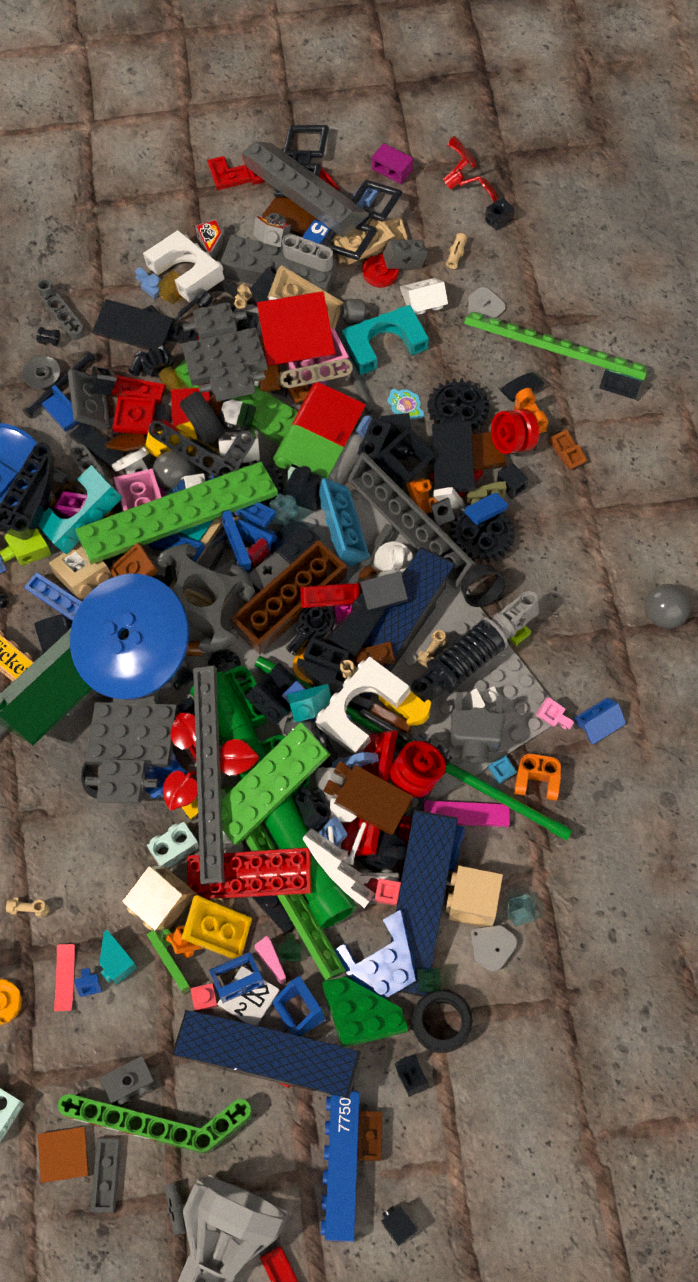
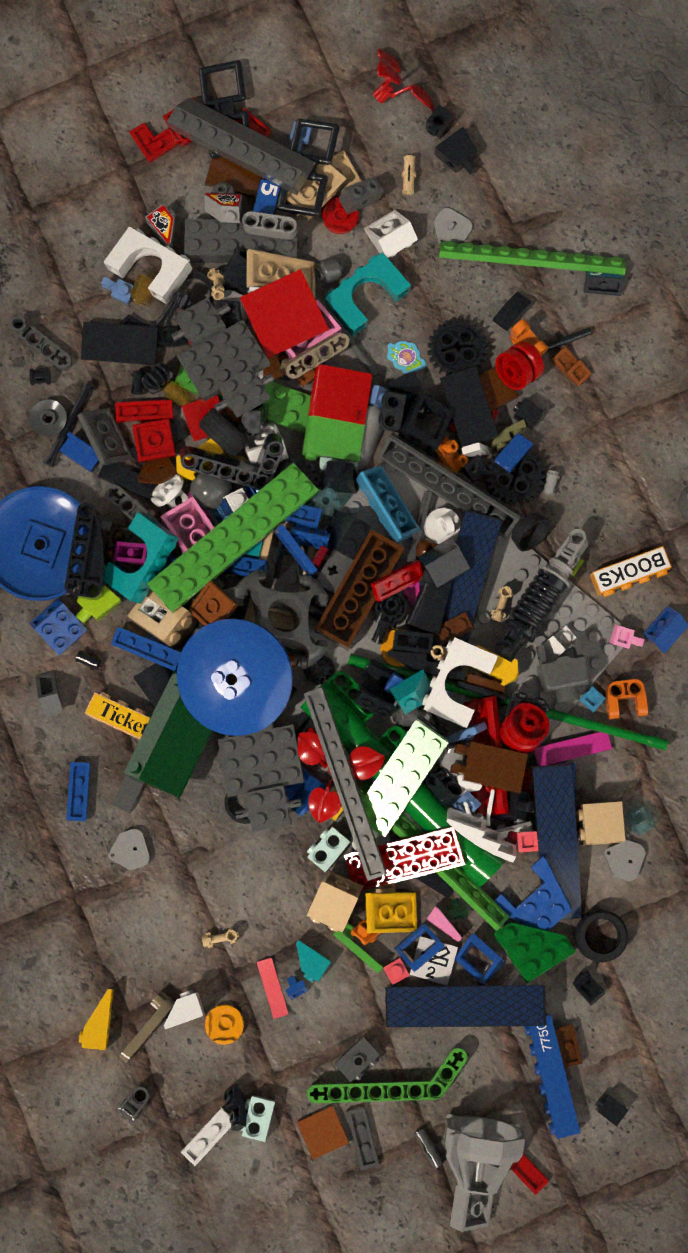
camera: 20 degrees left, 15 degrees up
(102, 381) = (113, 413): black slope -> none
(234, 603) = (316, 611): none -> black bush
(392, 163) = (317, 88): magenta brick -> none
(428, 979) = (581, 905): clear green tile -> none
(509, 241) = (458, 152): none -> black torso
(518, 547) = (550, 483): none -> light grey pin
(575, 425) = (569, 339): none -> black piece
(577, 653) = (630, 571): none -> brick

